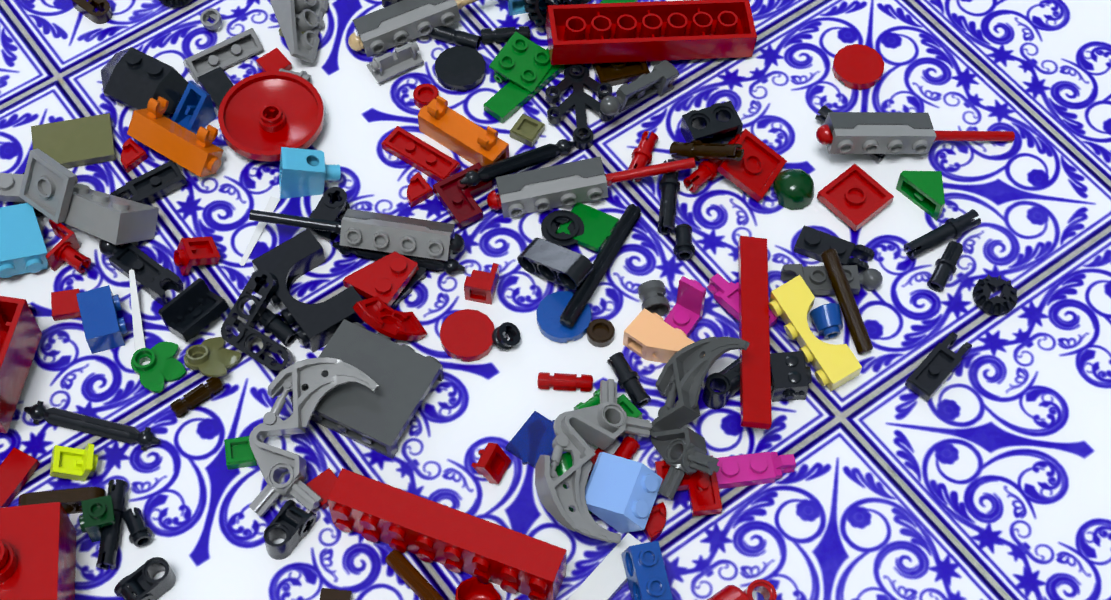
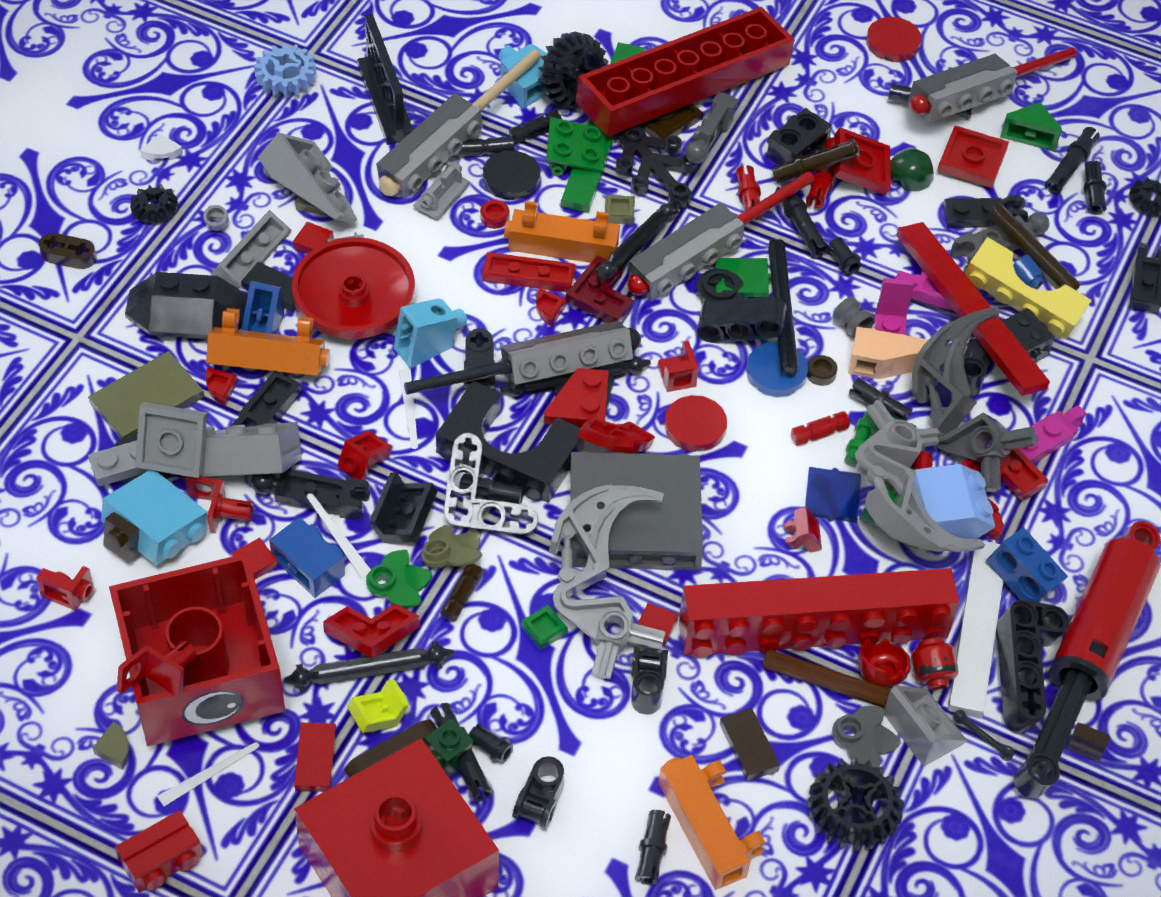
camera: 30 degrees left, 5 degrees down
(106, 402) = (371, 634): none -> red plate
(501, 342) = (736, 407): black bush -> none

